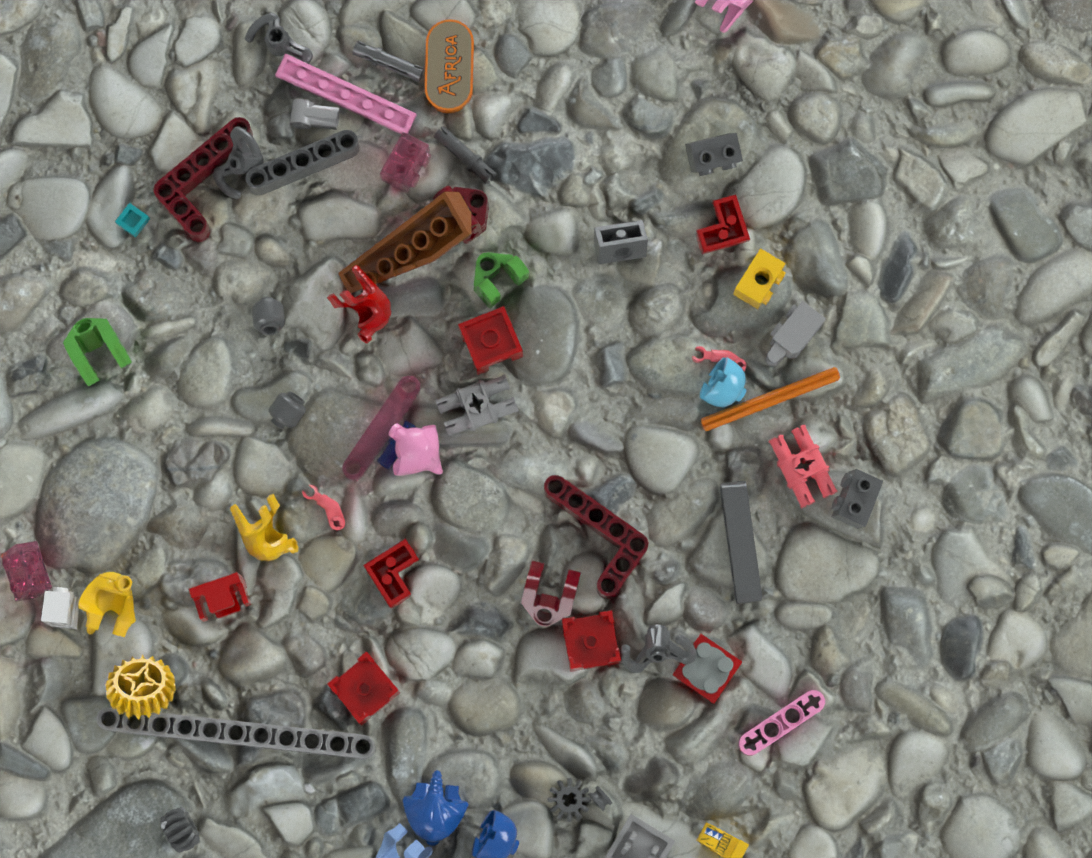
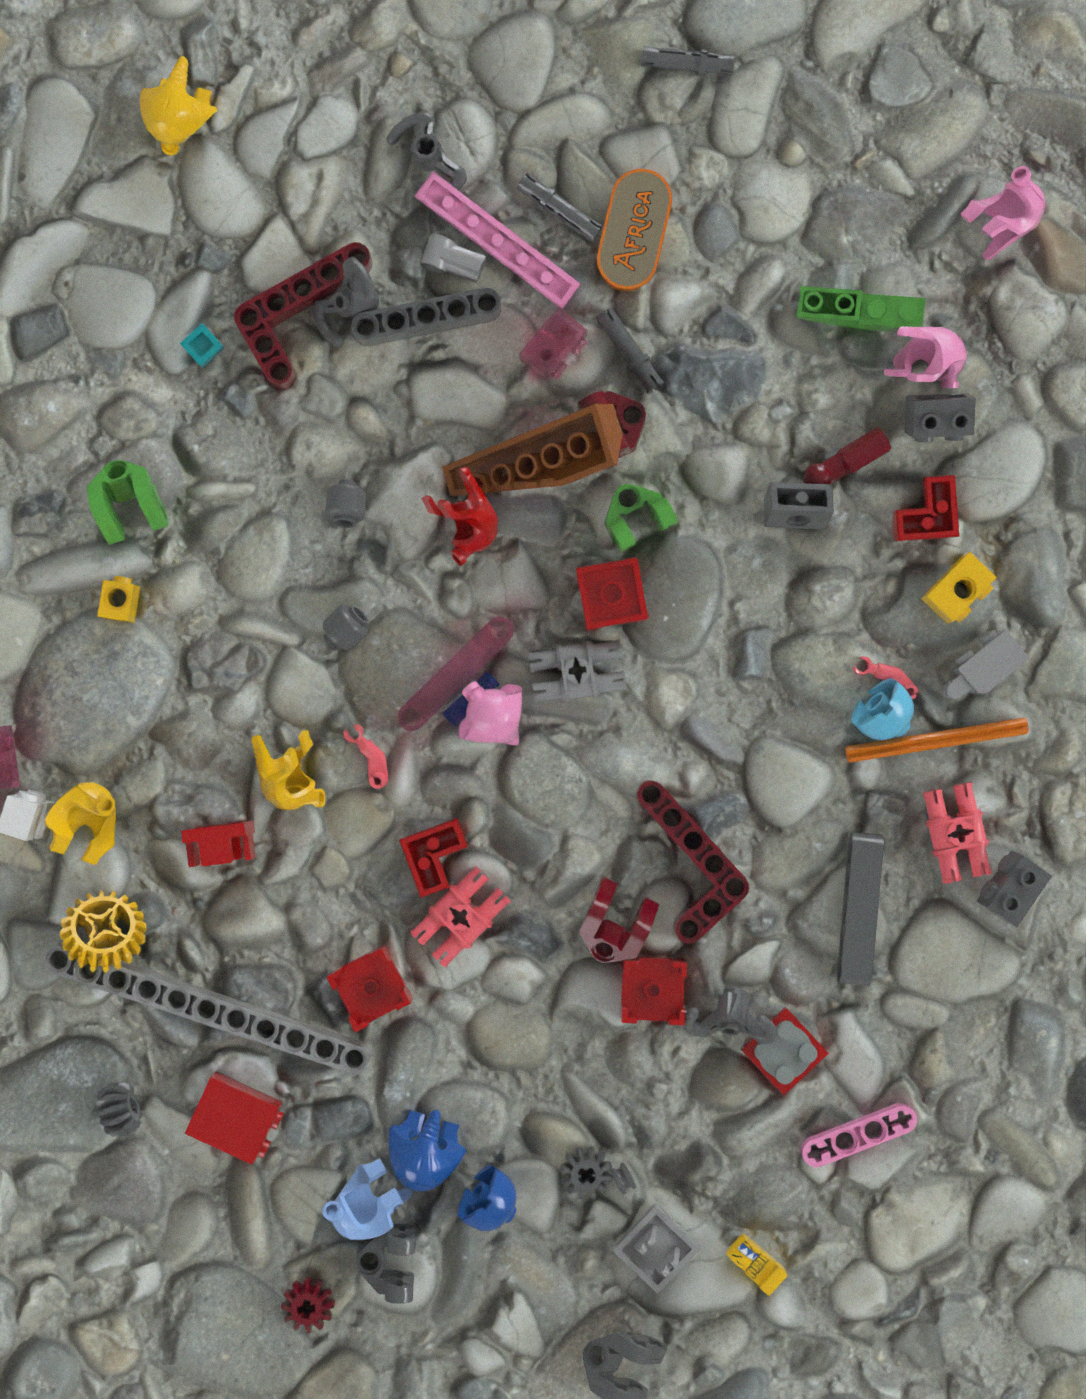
camera: 15 degrees right, 10 degrees up
(77, 51) = (171, 112): none -> yellow piece
(106, 437) = (128, 610): none -> yellow brick
(276, 818) = (235, 1118): none -> red brick
(420, 603) = (461, 934): none -> coral pin
(635, 89) = (860, 310): none -> bright green slope
(653, 199) = (849, 458): none -> dark red piece
(699, 102) = (938, 348): none -> bright pink piece

